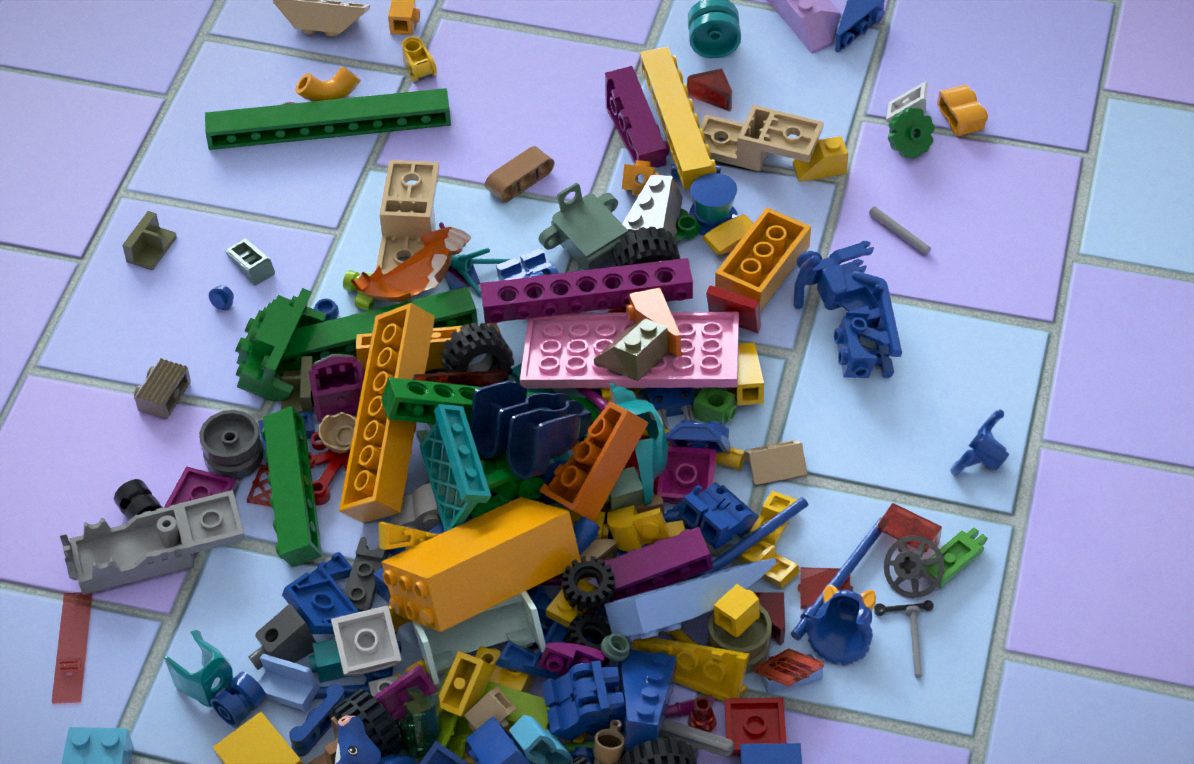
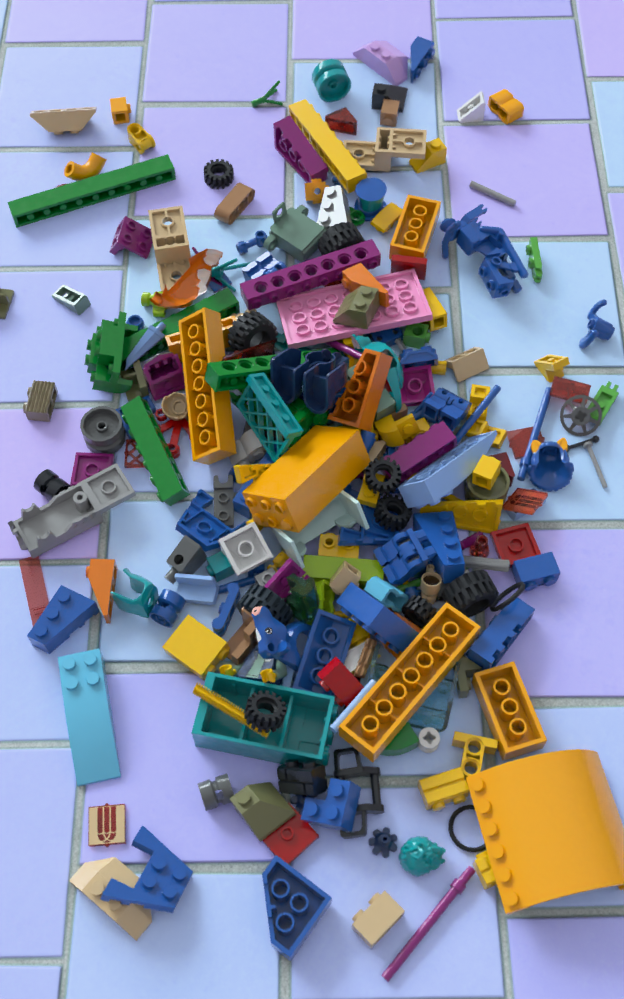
camera: 15 degrees left, 10 degrees up
(90, 680) = (61, 618): none -> blue wedge
(164, 636) = (102, 576): none -> orange slope
(221, 297) = (60, 328): blue plate -> none
(333, 335) = (148, 340): none -> medium blue bar
(359, 192) = (132, 237): none -> magenta bracket
(464, 684) = (322, 563): yellow slope -> none
(510, 235) = (260, 237): none -> blue bar
(511, 119) = (218, 180): none -> black tyre
(563, 656) = (390, 527): magenta slope -> none
(612, 36) = (263, 99): none -> green plant
(615, 647) = (413, 514): sand green plate -> none
(786, 88) = (389, 112): none -> medium nougat brick
(793, 66) = (390, 92): none -> black slope
(898, 490) = (552, 366): none -> yellow slope
(911, 132) = (480, 127): green plant -> none
(924, 338) = (534, 260): none -> bright green hinge

